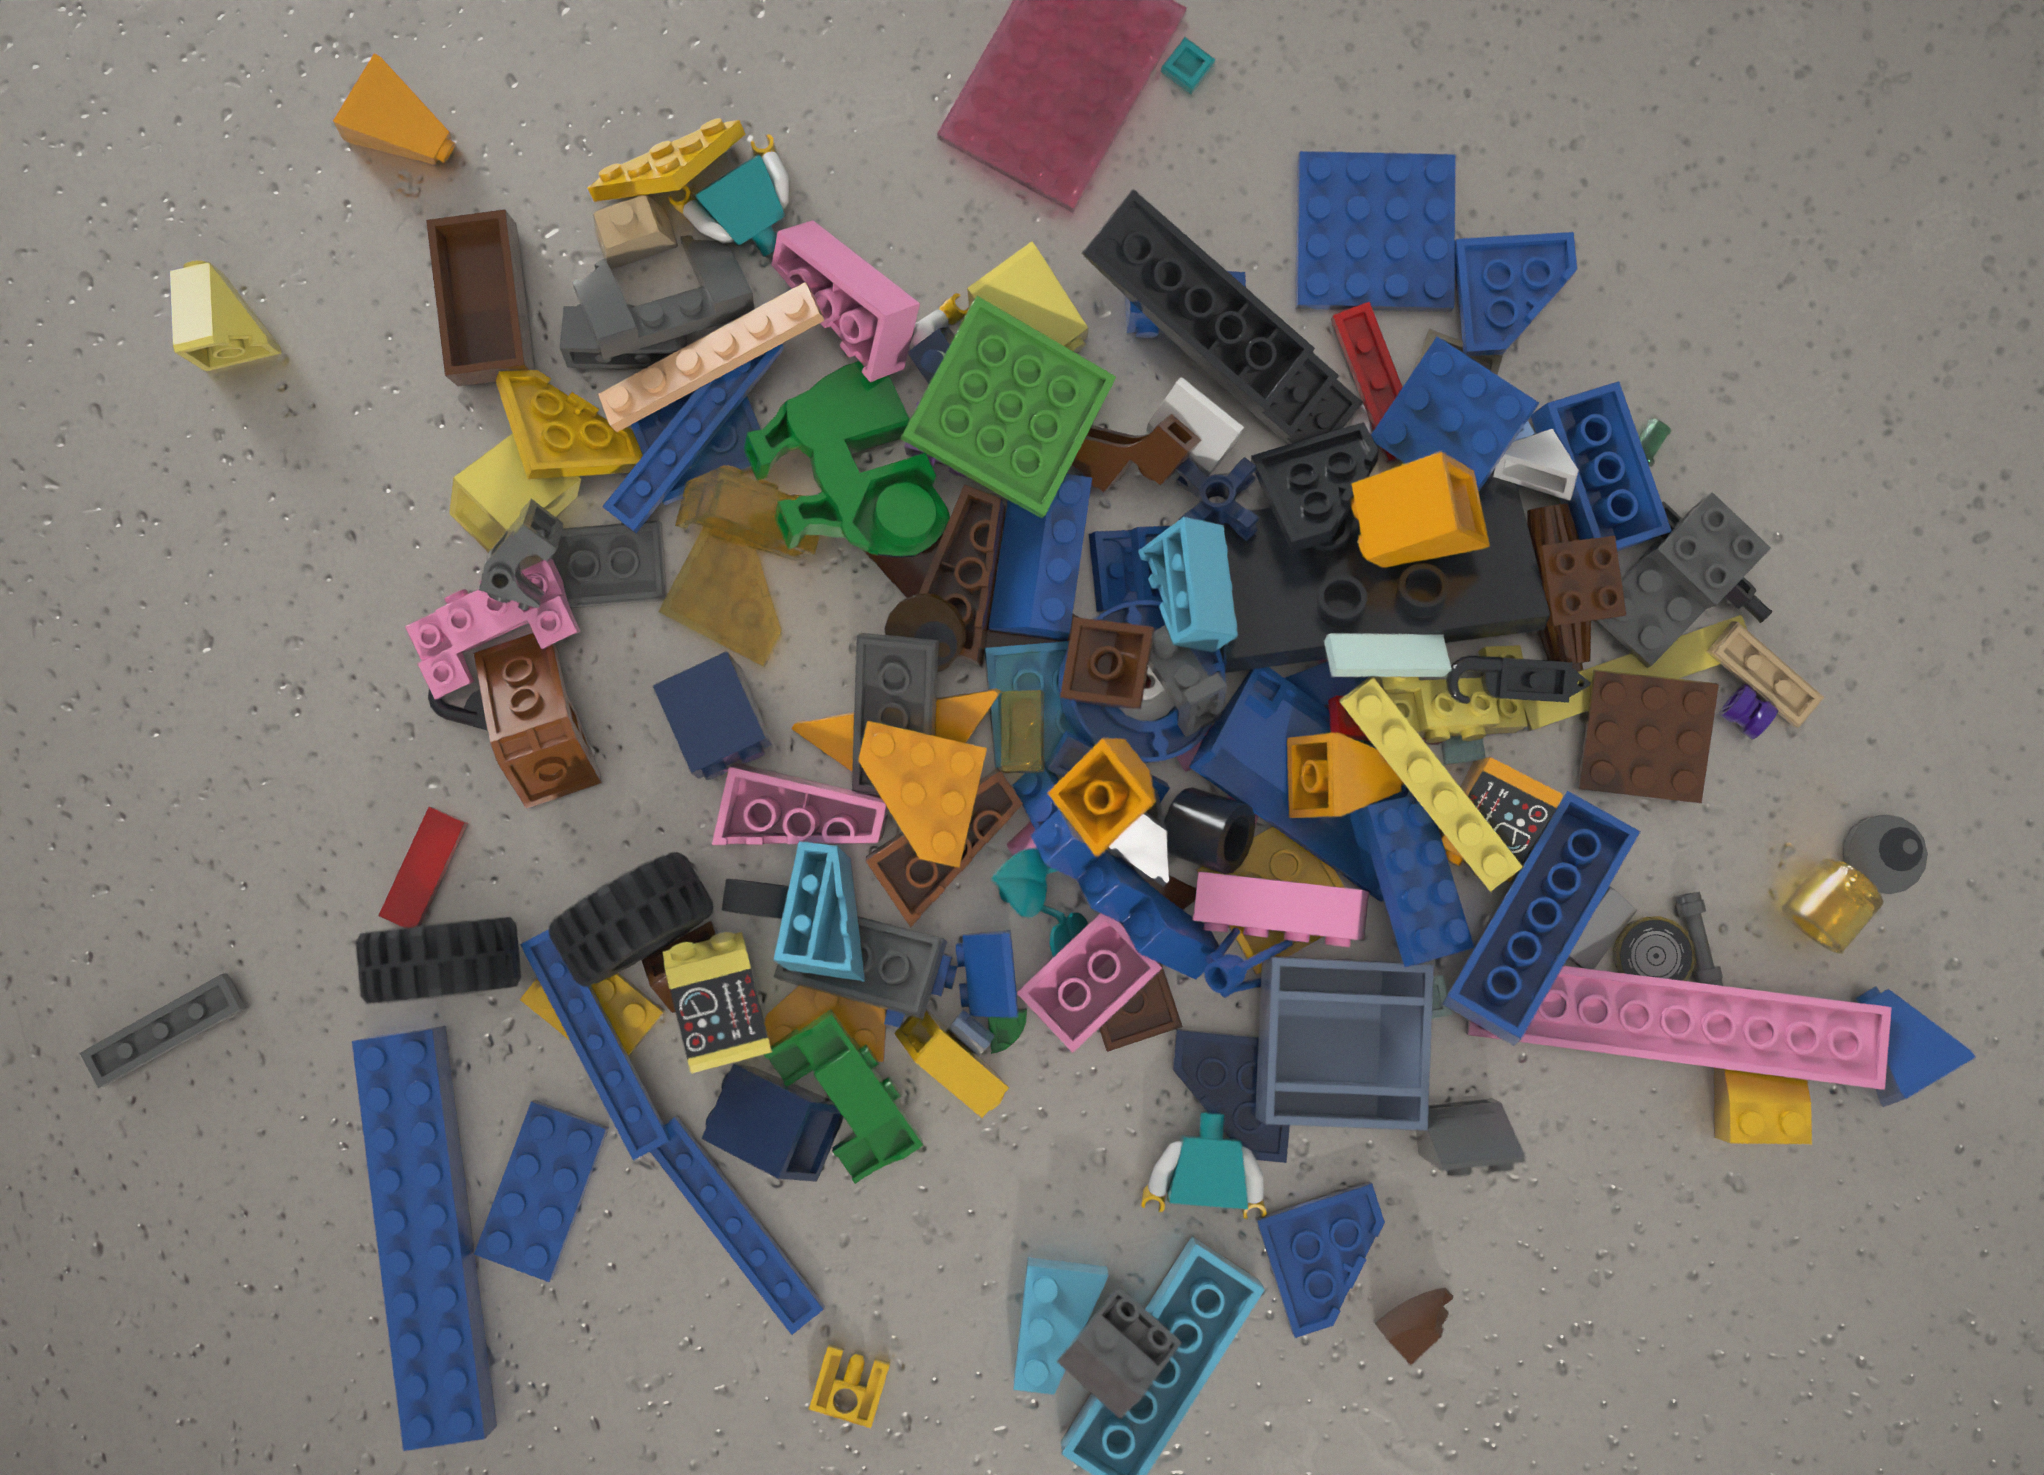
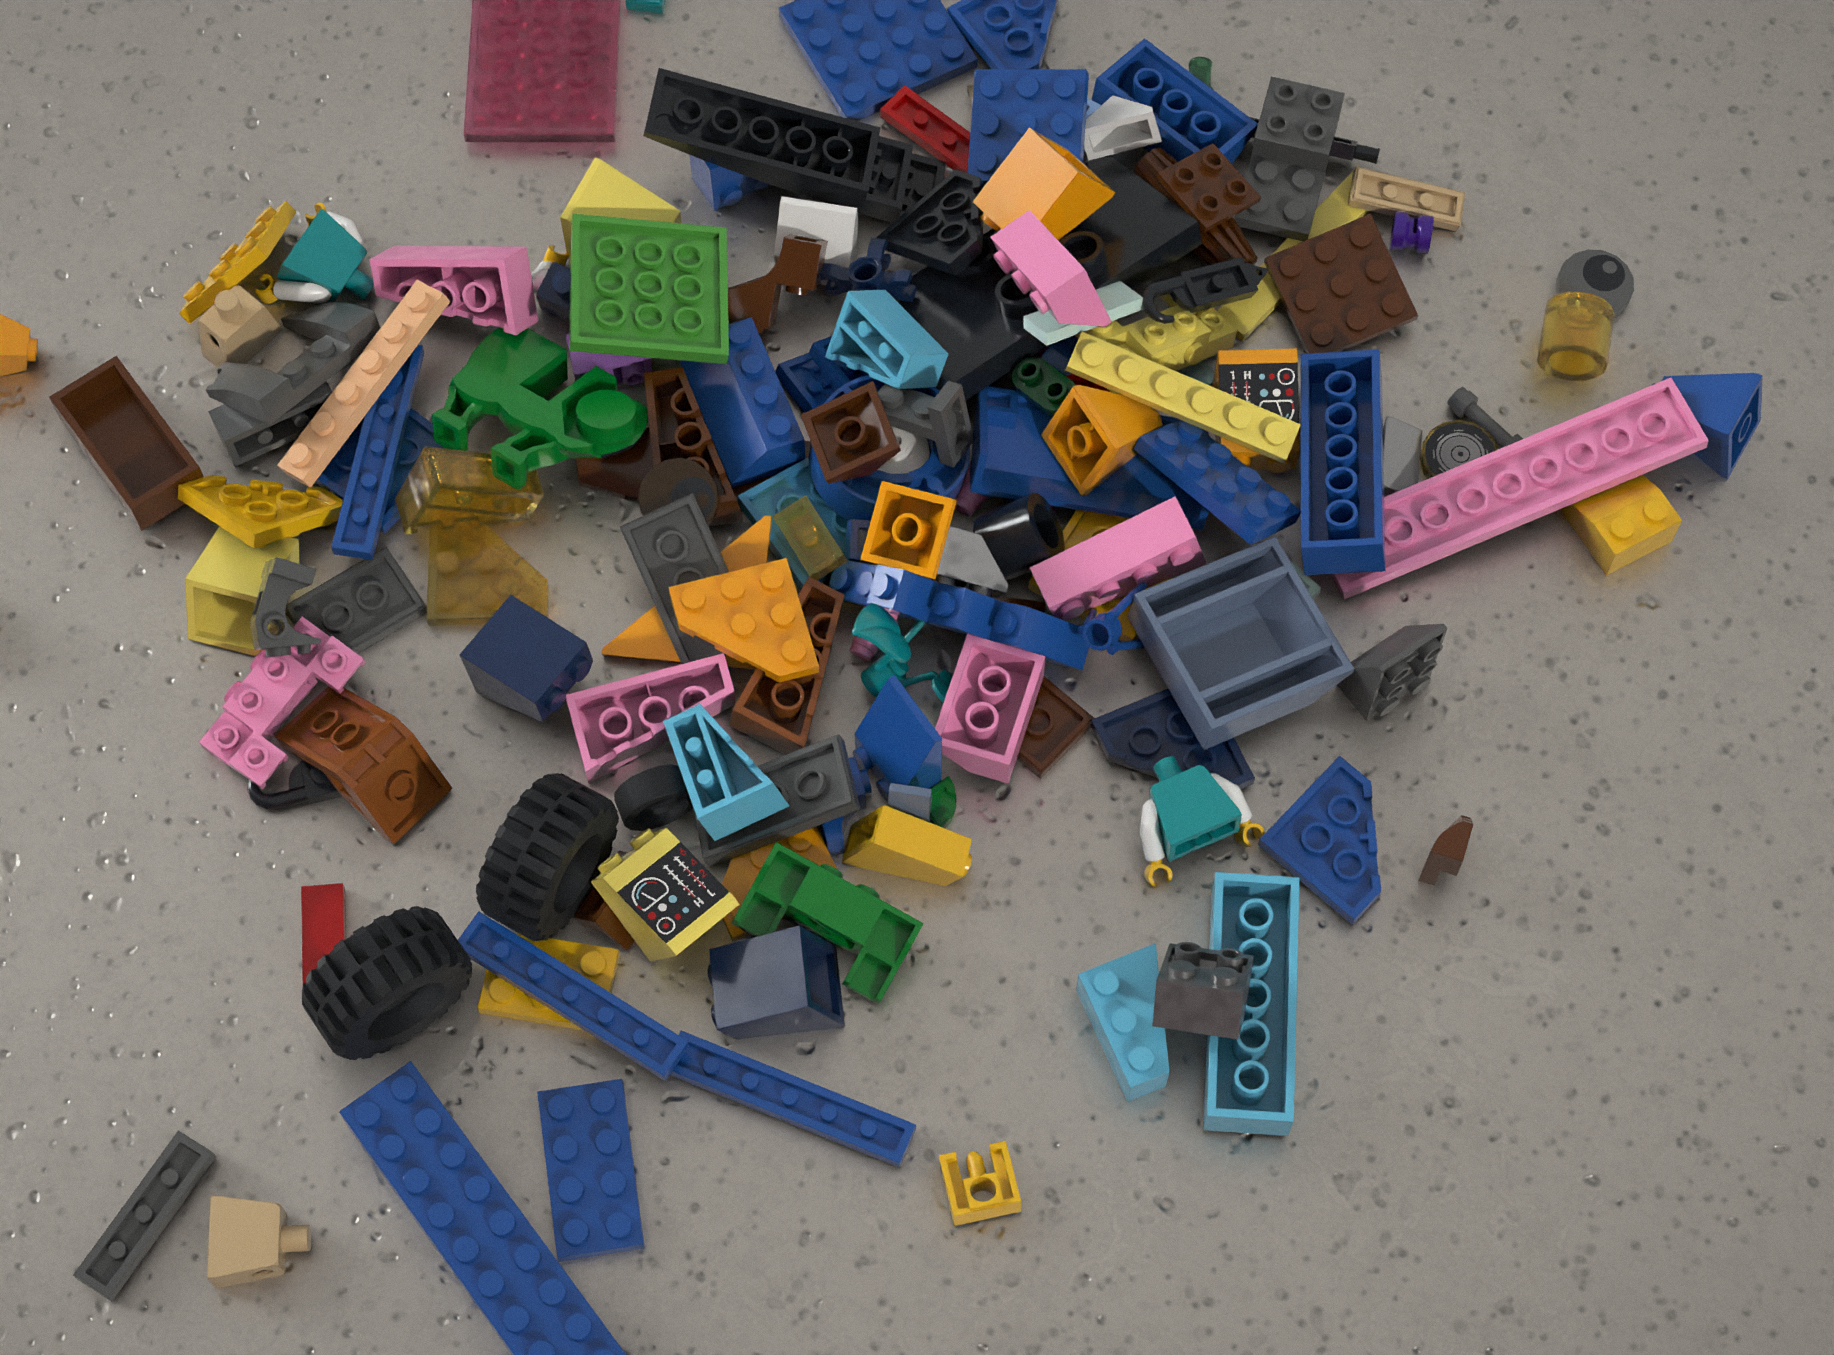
camera: 30 degrees left, 20 degrees down
(235, 1101) = (250, 1240): none -> tan torso
(1315, 698) = (1042, 385): none -> dark green plate
(1369, 612) = (1048, 272): none -> bright pink slope

